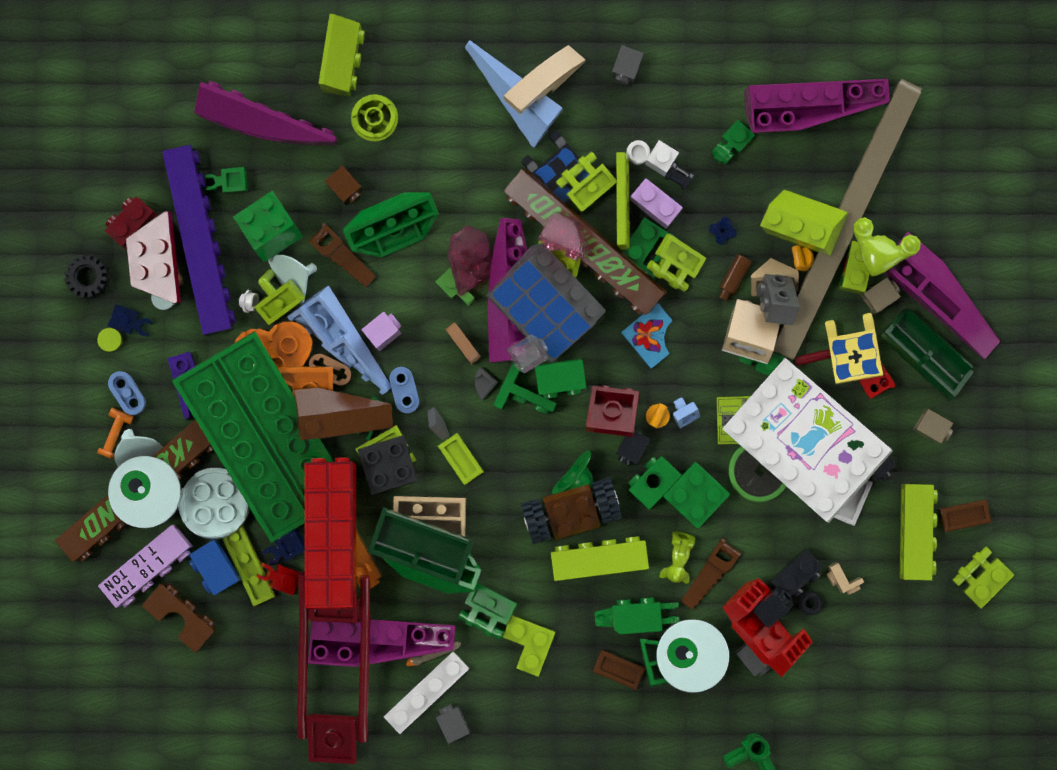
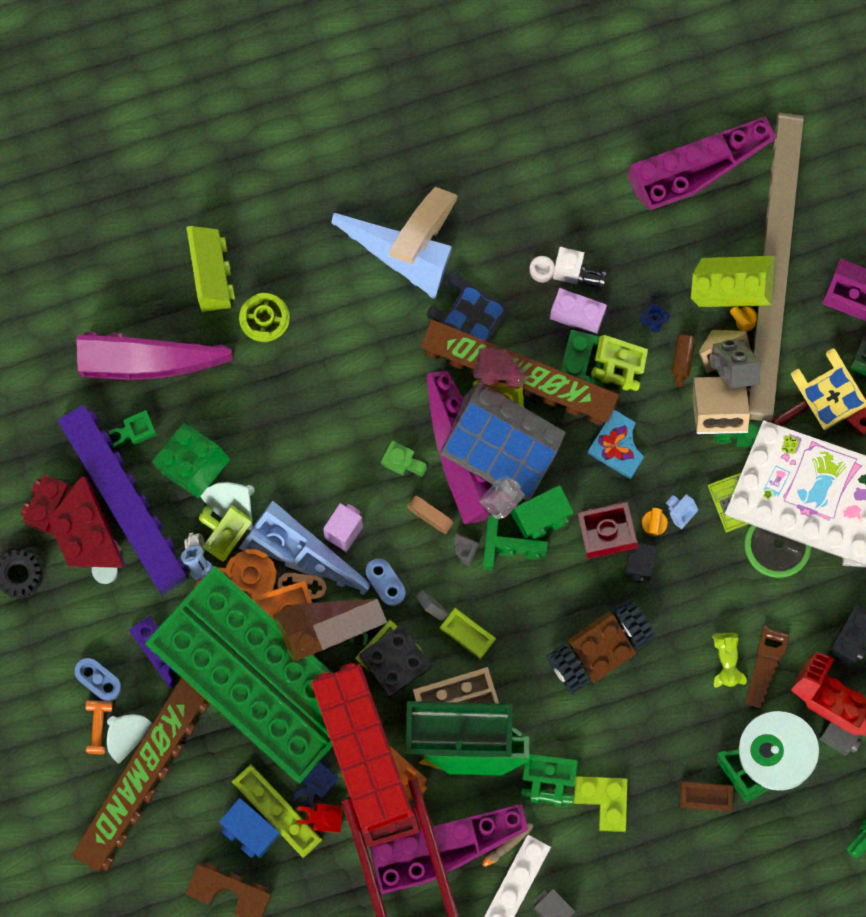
camera: 20 degrees left, 10 degrees down
(109, 340) = (62, 631): lime tile -> none
(126, 320) = (72, 606): clear blue plate -> none
(144, 491) = (150, 772): light aqua tile -> none
(146, 566) = (175, 853): lavender brick -> none
(212, 504) = (225, 764): light aqua tile -> none
(245, 318) = (196, 562): none -> light blue bush
(342, 255) = (275, 467): reddish brown piece -> none
(344, 186) = (255, 396): reddish brown brick -> none
(392, 224) = (318, 417): green wedge -> none
(469, 258) = (409, 425): clear pink slope -> none
(576, 476) = (593, 607): green piece -> none
(591, 187) = (506, 318): lime plate -> none
(599, 560) = (646, 688): lime brick -> none
(623, 222) = (544, 319): lime tile -> none
(626, 65) = (501, 186): dark grey brick -> none
(636, 617) = (705, 734): green hinge -> none
(667, 477) = (685, 579): green brick -> none
(696, 495) = (722, 589): green brick -> none
(736, 138) = (635, 224): green plate -> none
(773, 606) = (843, 672): black brick -> none
(854, 273) = (802, 309): lime brick -> none
(879, 251) = (821, 282): lime head -> none
(881, 295) = (836, 329): dark tan brick -> none

